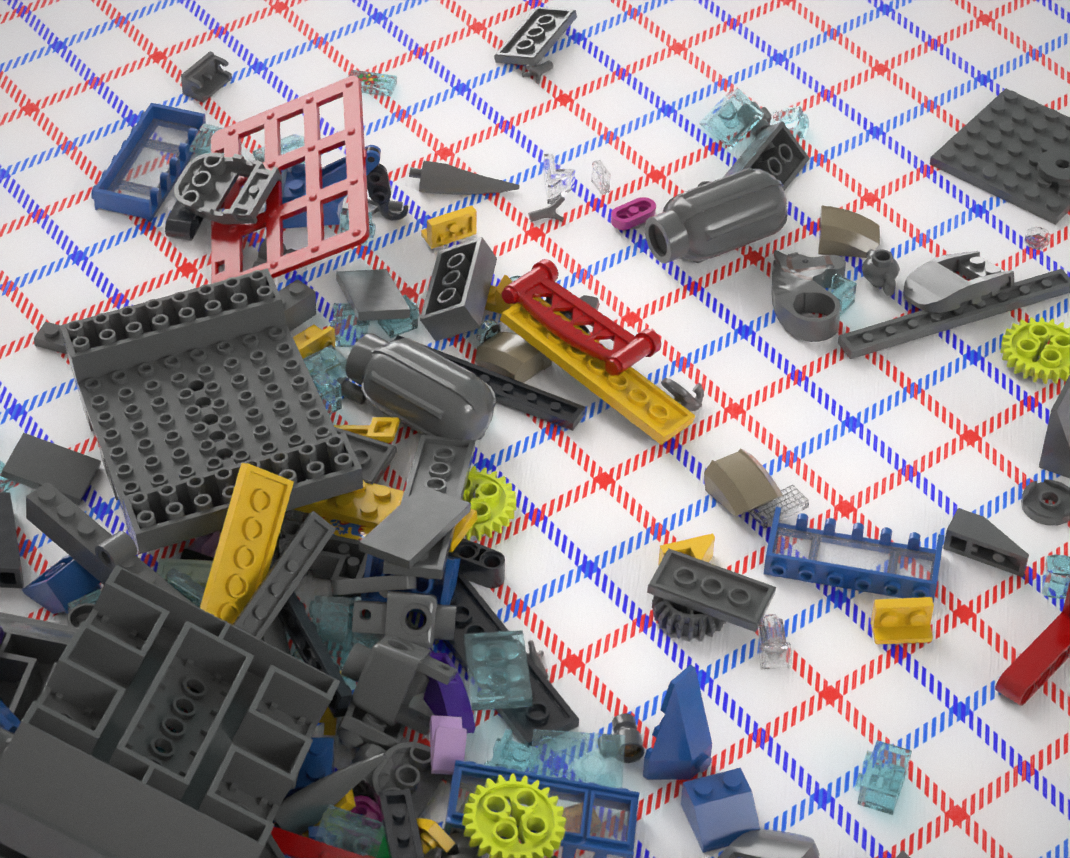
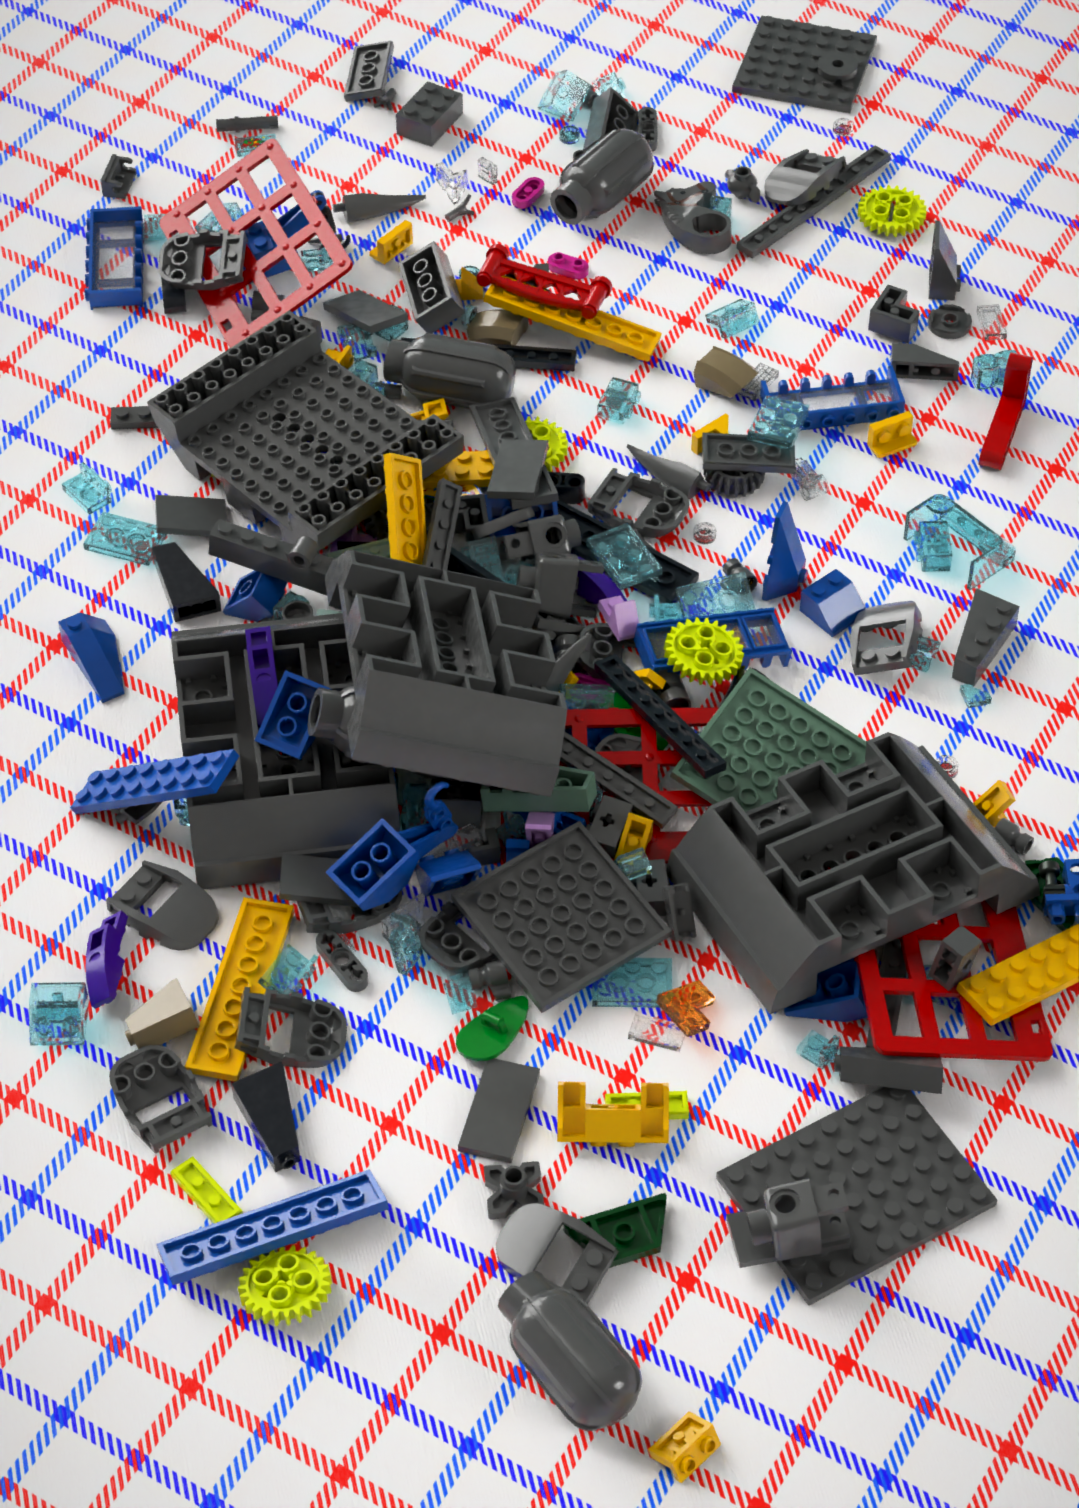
camera: 20 degrees left, 5 degrees up
(365, 55) = (250, 123): none -> dark grey pin
(571, 635) = (658, 518): none -> dark grey slope
(572, 98) = (429, 114): none -> dark grey brick
(601, 480) = (618, 400): none -> clear light blue brick
(616, 588) = (672, 472): none -> dark grey piece
(617, 671) = (704, 533): none -> clear tile
(633, 308) = (568, 266): none -> dark pink plate
(683, 396) = (649, 322): dark grey piece -> none
(717, 162) = (569, 135): none -> clear light blue tile
(765, 563) = (778, 422): none -> clear light blue plate
(790, 422) = (734, 317): none -> clear light blue bracket
(807, 172) = (648, 124): none -> dark grey beam
(846, 233) = (699, 163): dark tan slope -> none
(954, 796) = (996, 549): none -> clear light blue windscreen
(978, 474) = (892, 316): none -> dark grey brick

